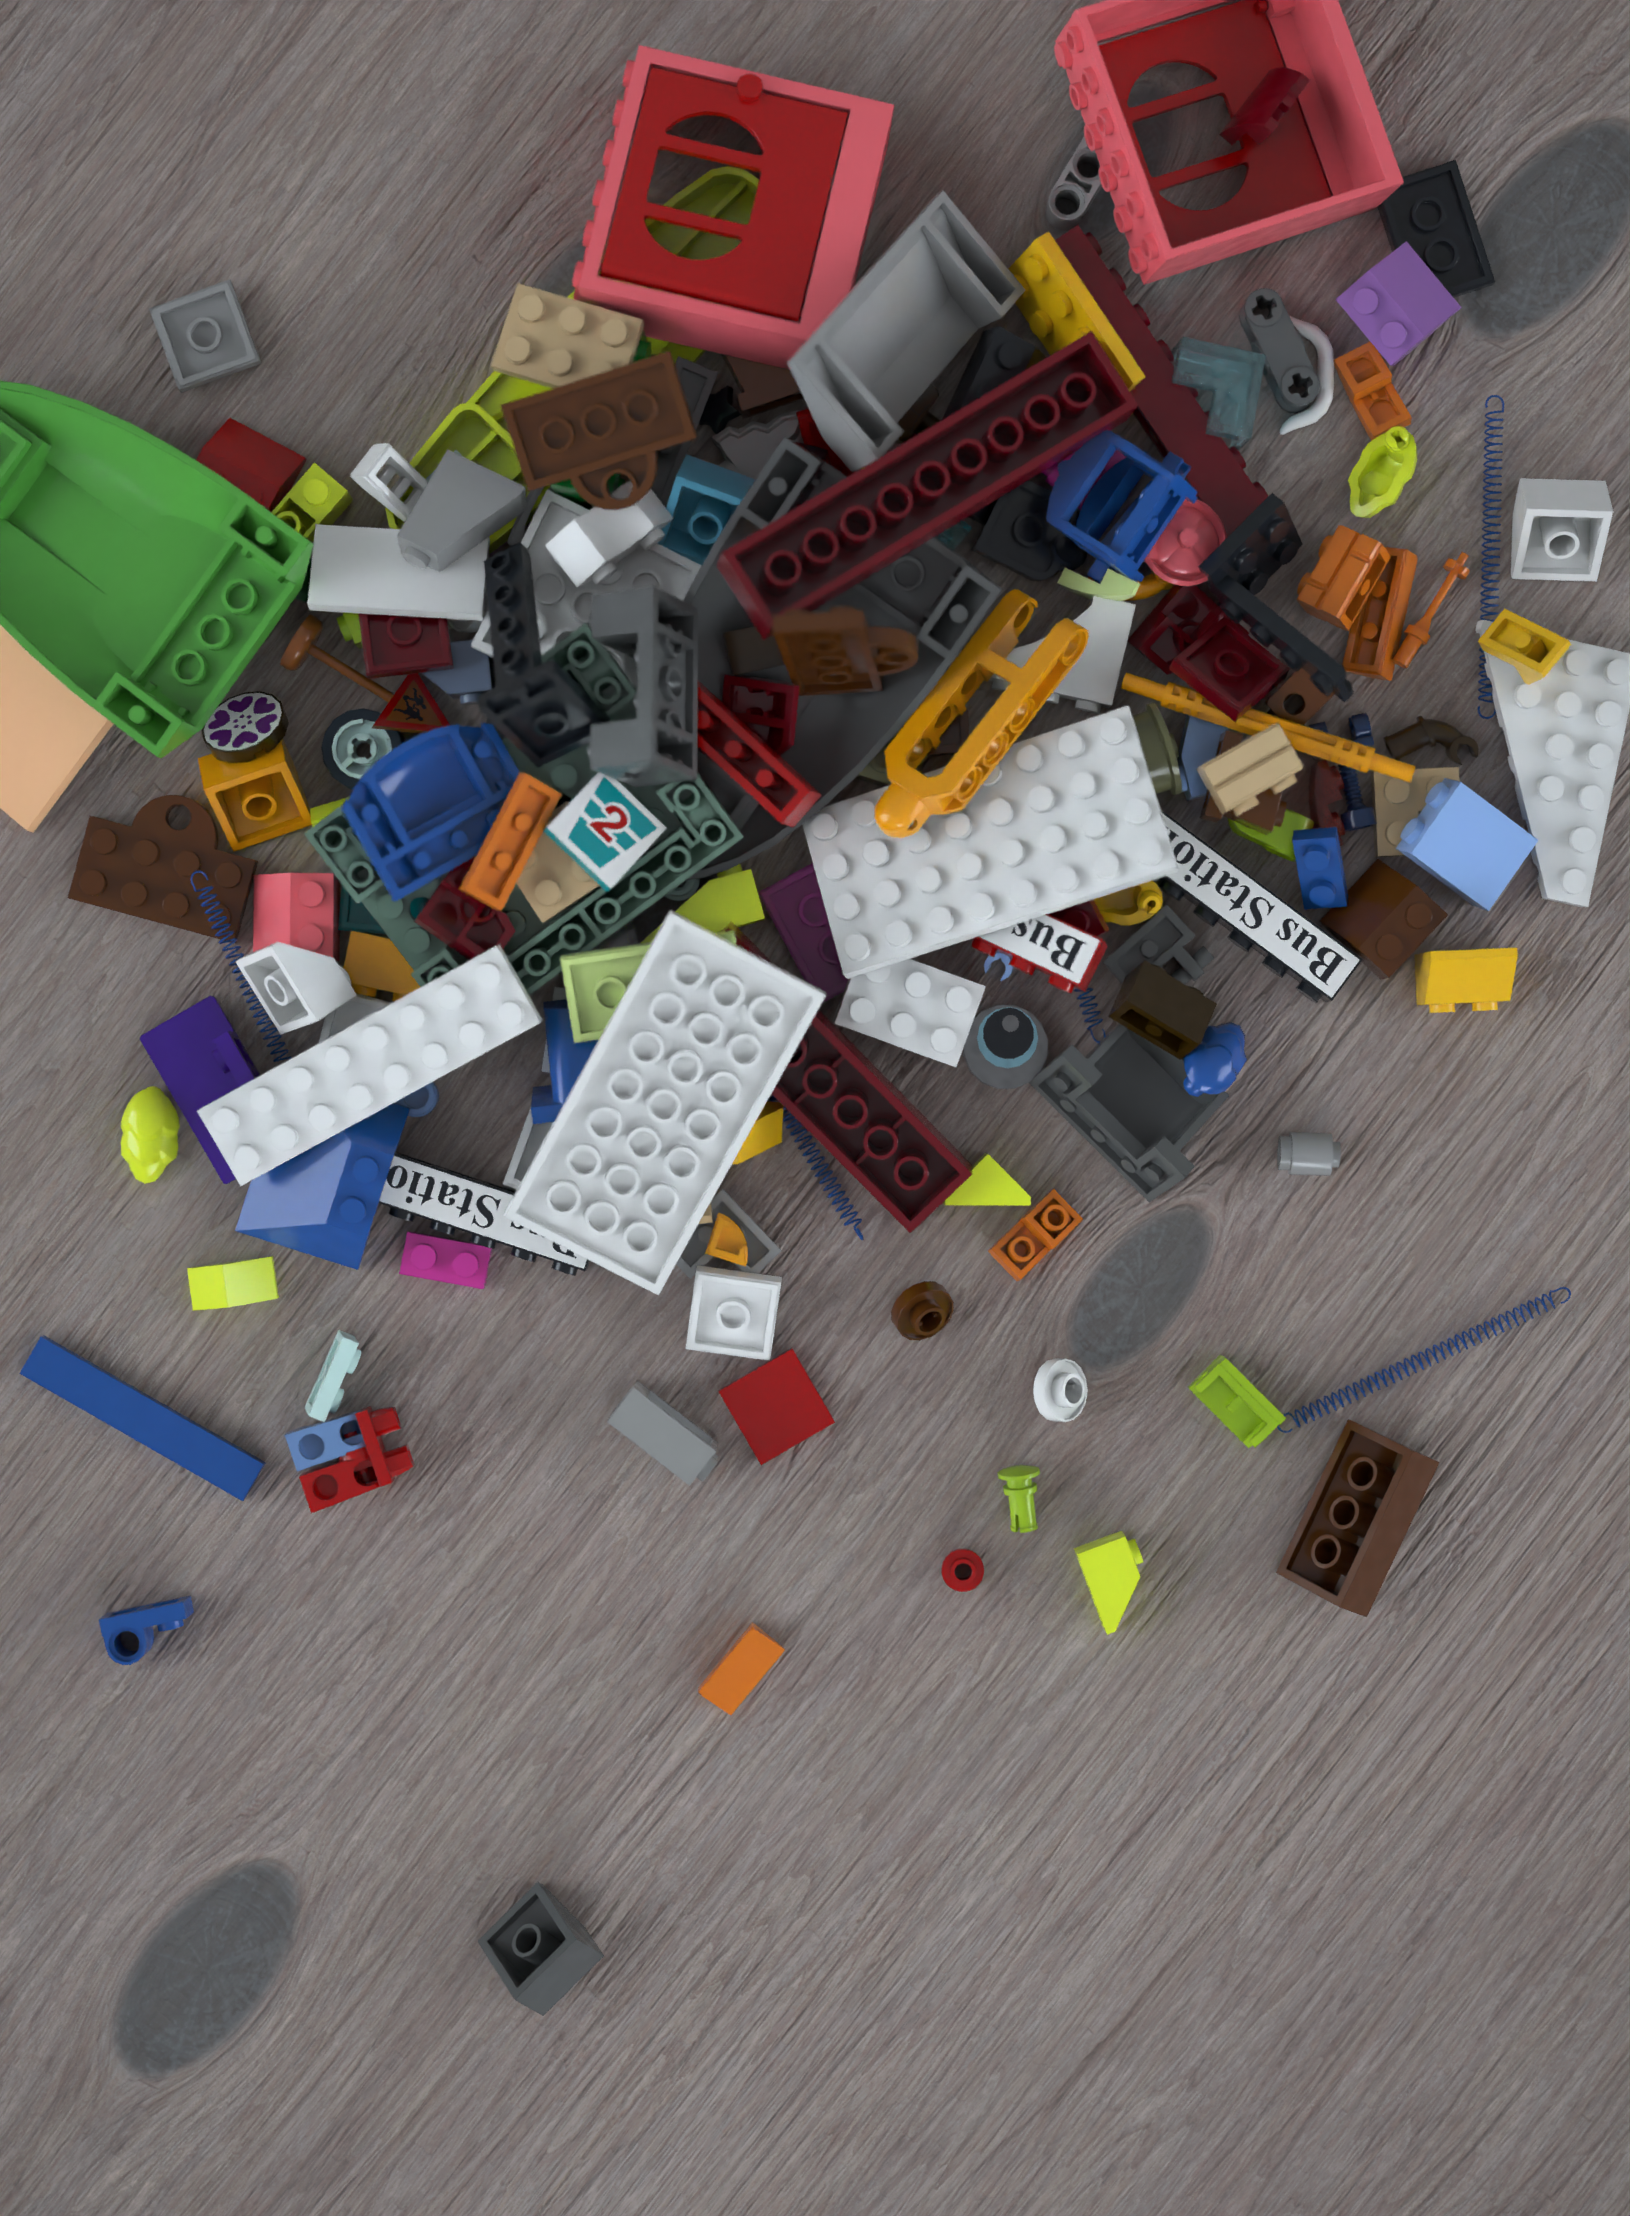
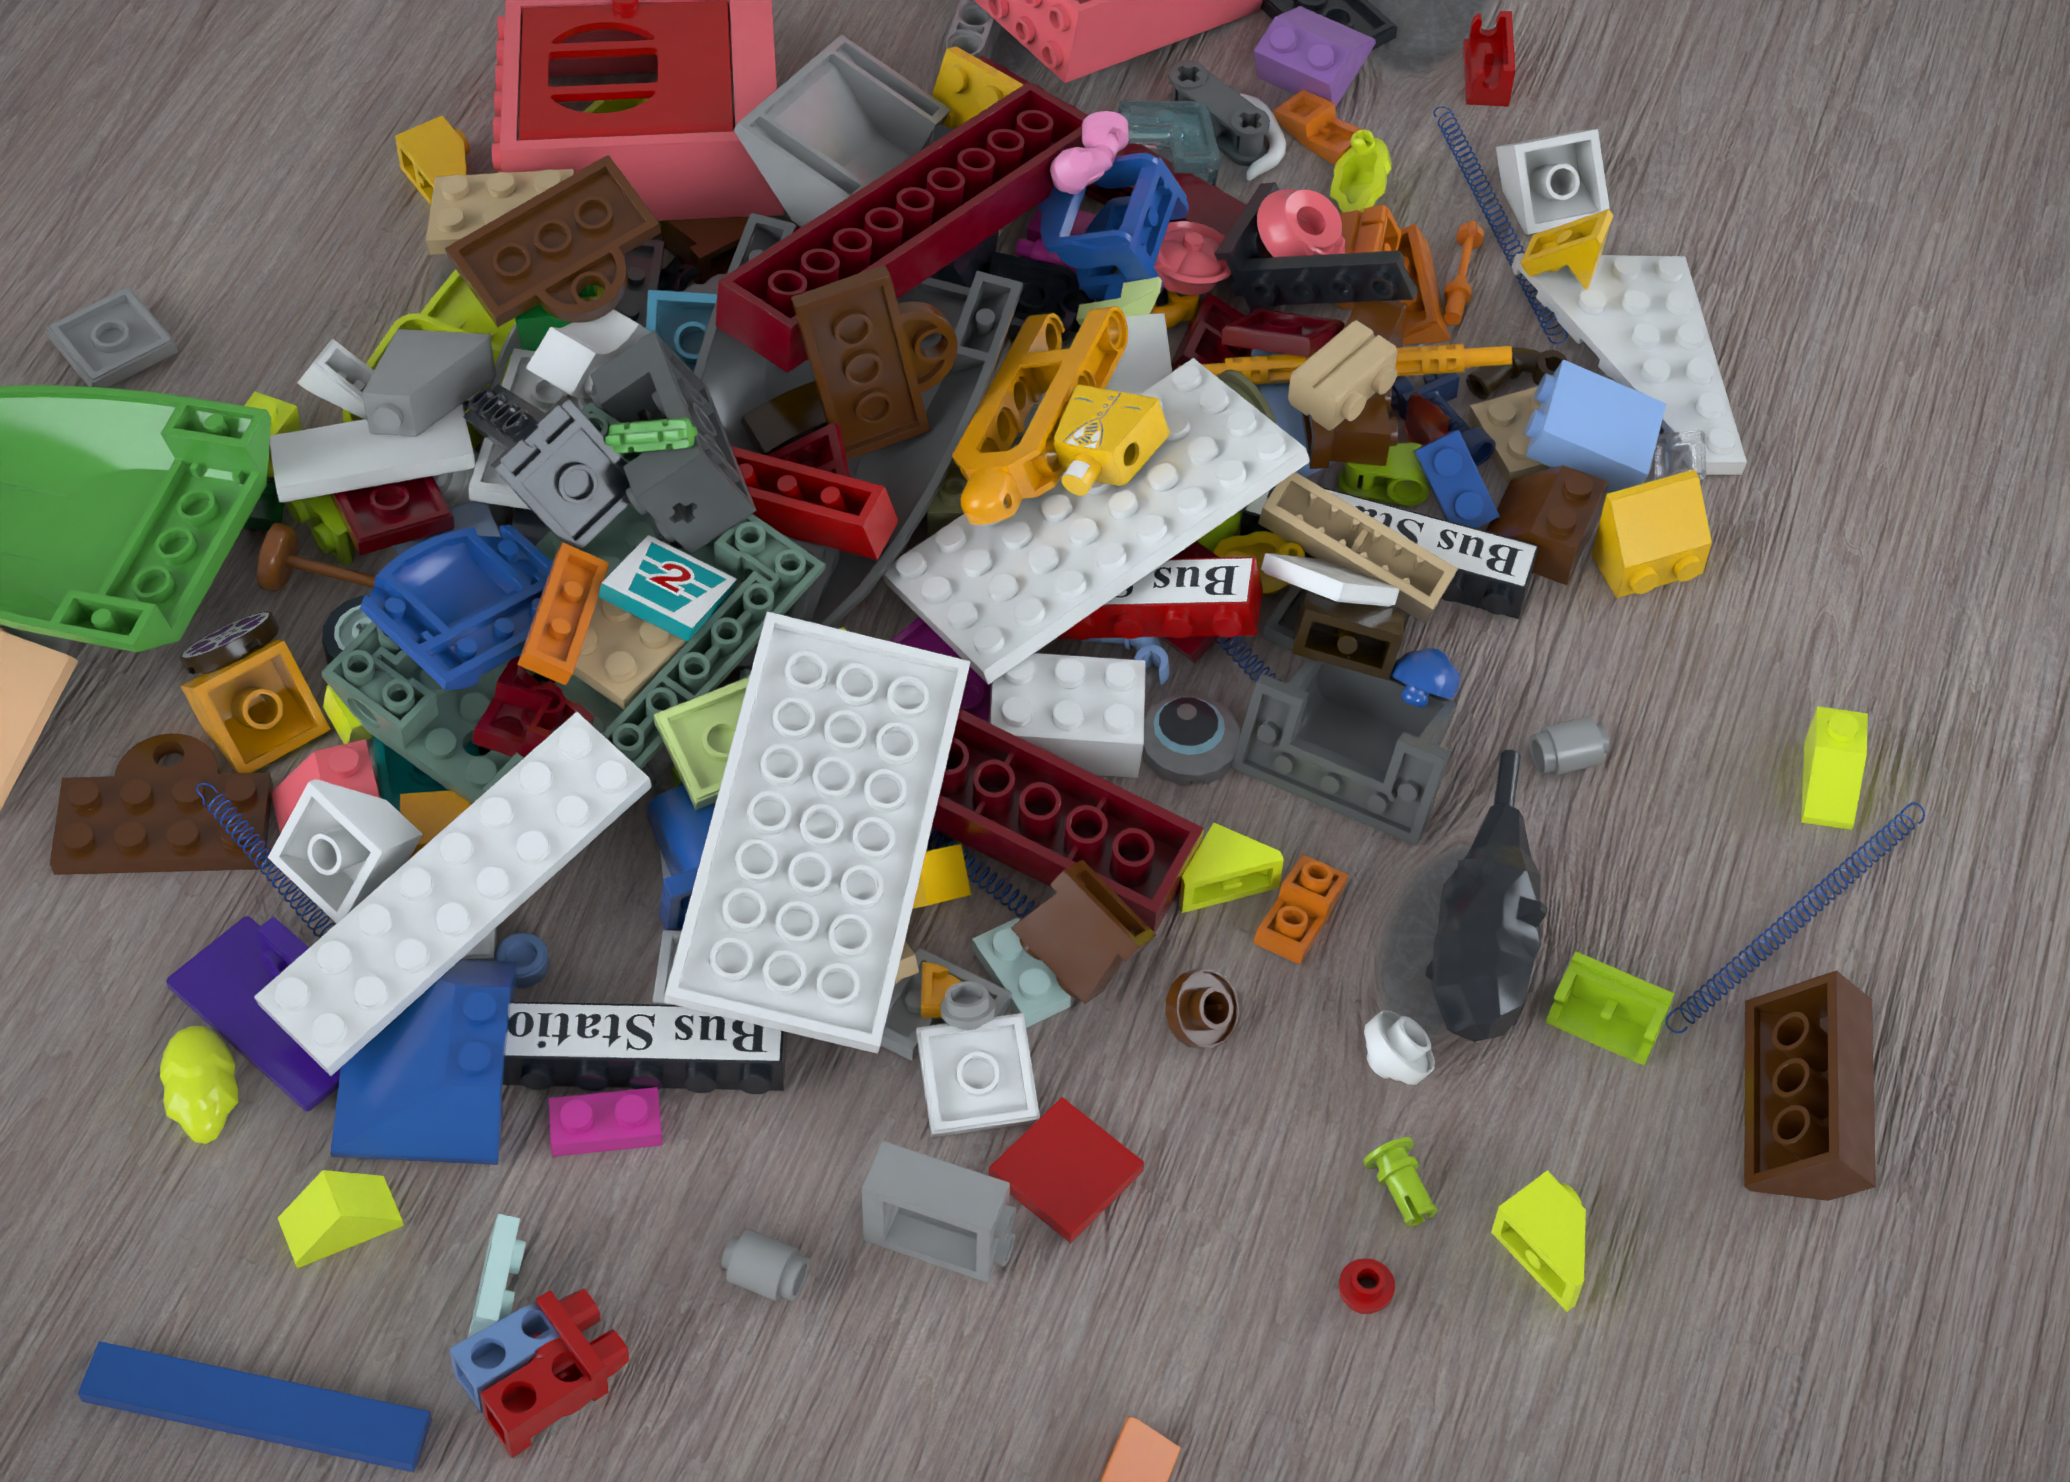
camera: 20 degrees left, 35 degrees down
(530, 1424) = (765, 1265): none -> light grey brick
(541, 211) = (432, 152): none -> yellow slope
(617, 719) = (651, 435): none -> bright green axle
(737, 1273) = (967, 1005): none -> light grey plate
(797, 1225) = (1012, 968): none -> light aqua plate
(849, 1228) = (1083, 932): none -> reddish brown hips
(1015, 787) = (1107, 437): none -> yellow torso
(1096, 459) = (1103, 136): none -> bright pink arm
(1164, 961) = (1329, 580): none -> white tile
(1172, 1305) = (1489, 922): none -> black piece
(1209, 935) = (1352, 539): none -> tan brick
(1287, 560) = (1300, 224): none -> coral piece
(1512, 1241) = (1833, 767): none -> neon yellow slope
(1531, 889) = (1680, 453): none -> clear tile
(1563, 357) = (1489, 62): none -> red hinge

